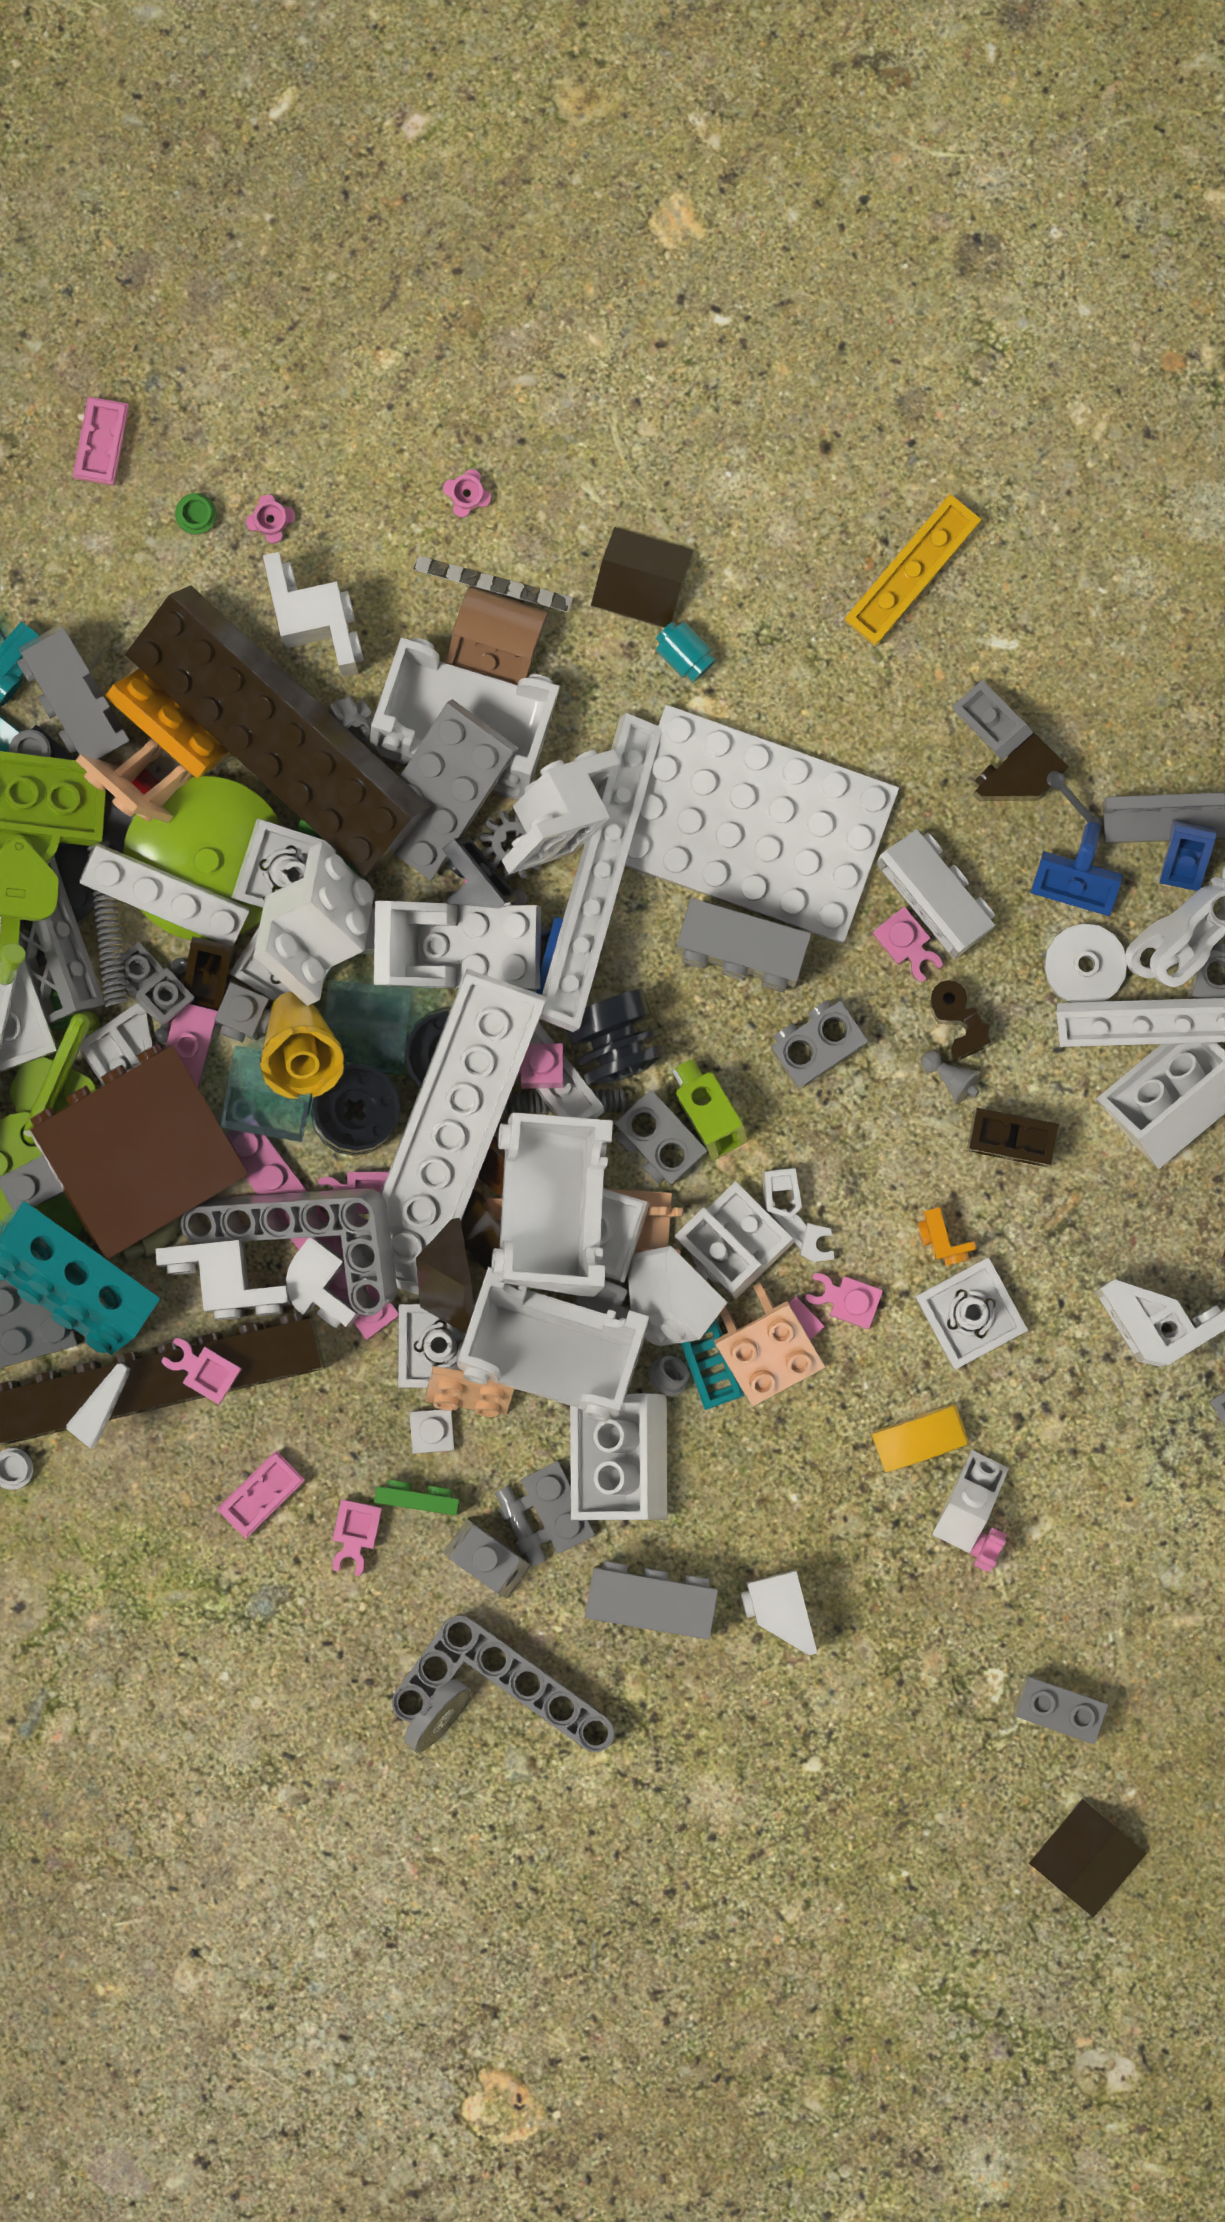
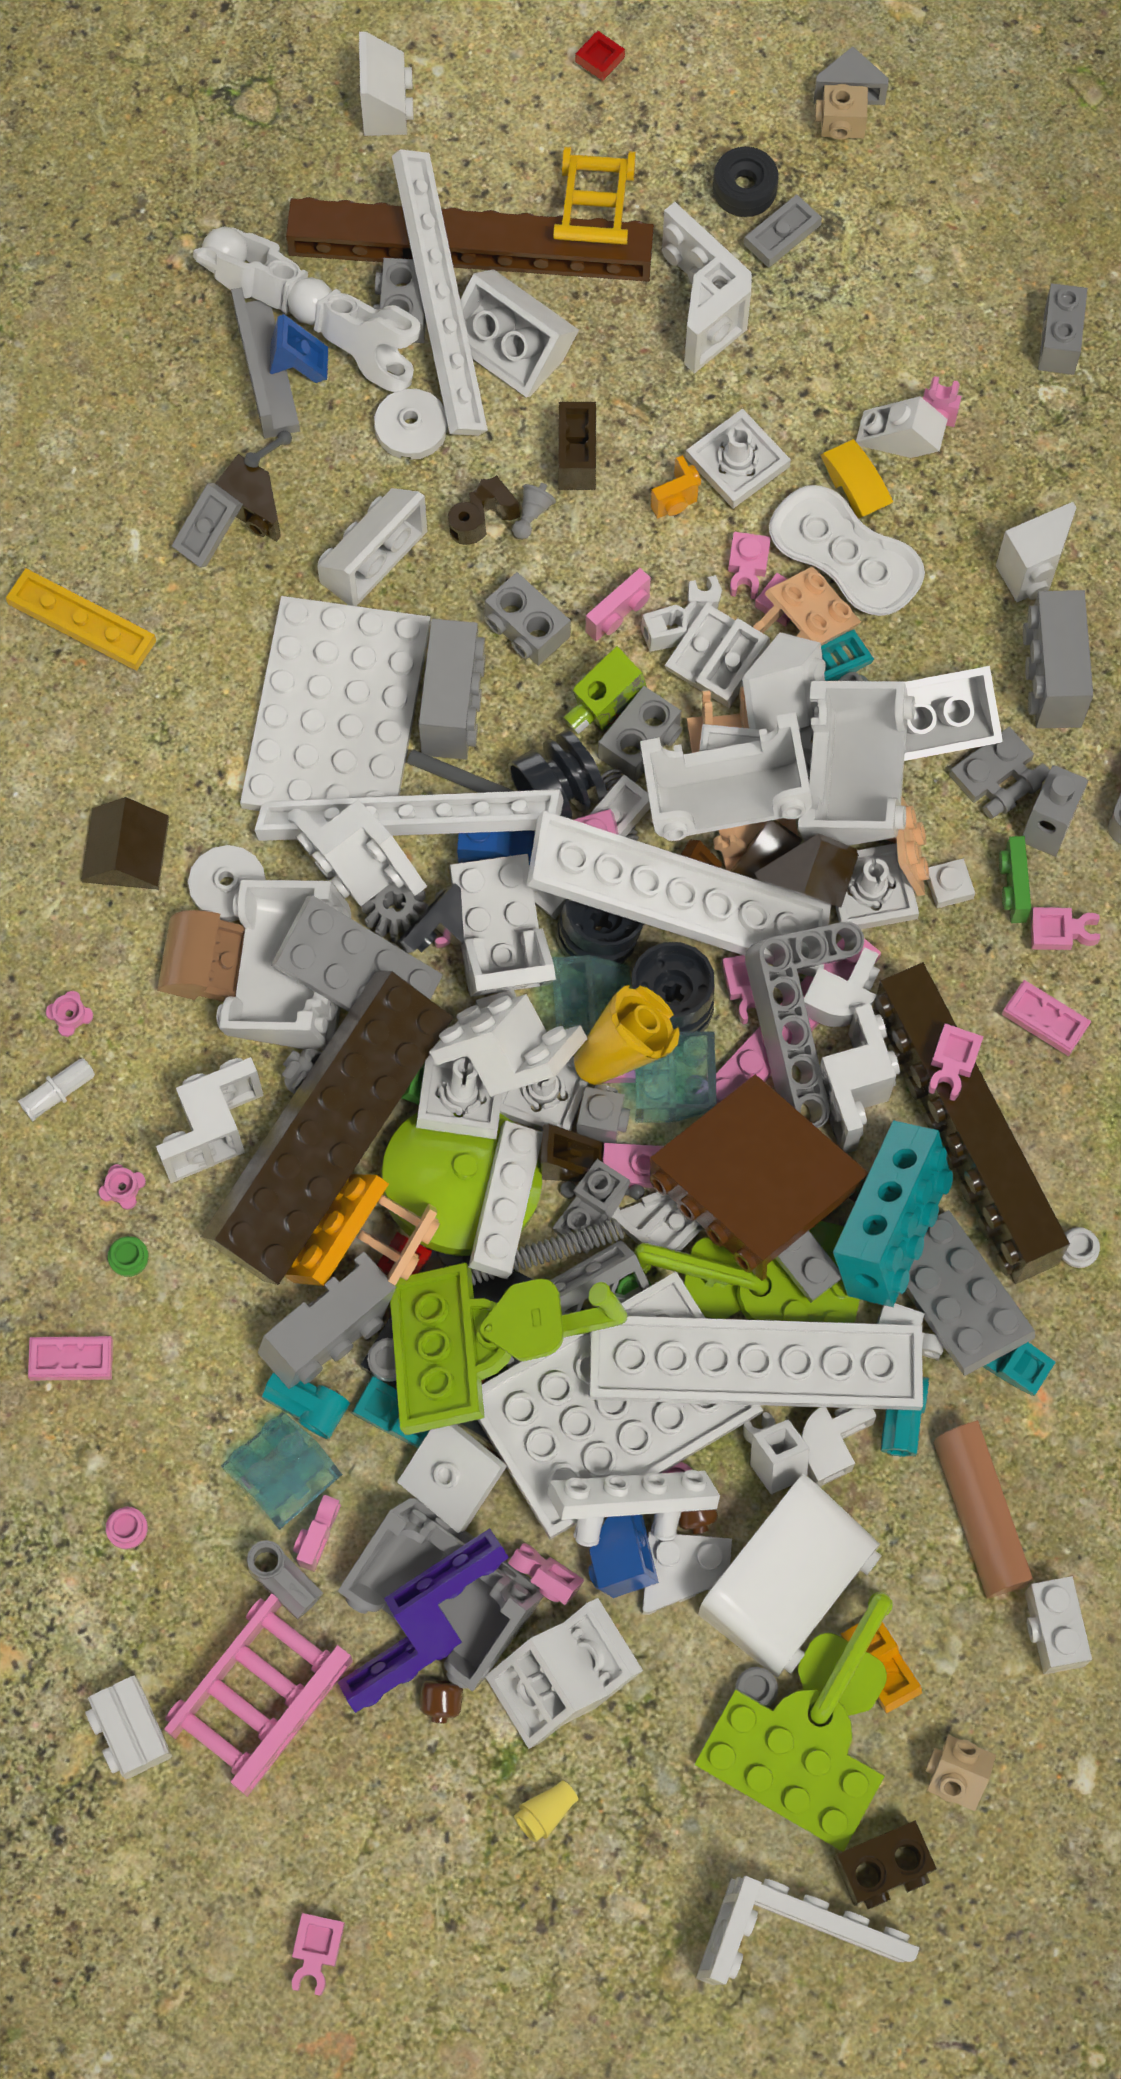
camera: 105 degrees left, 15 degrees down
(94, 1414) = (1011, 1145): white slope -> none
(386, 468) = (56, 1089): none -> white axle
(493, 583) = (152, 973): sticker -> none
(599, 663) = (212, 868): none -> white plate
(652, 943) = (454, 773): none -> dark grey bar
(684, 651) = (187, 793): teal brick -> none
(810, 1426) = (869, 568): none -> white plate
(824, 1163) = (610, 612): none -> bright pink plate
(903, 939) = (418, 571): bright pink plate -> none
(1078, 880) = (339, 437): blue plate -> none

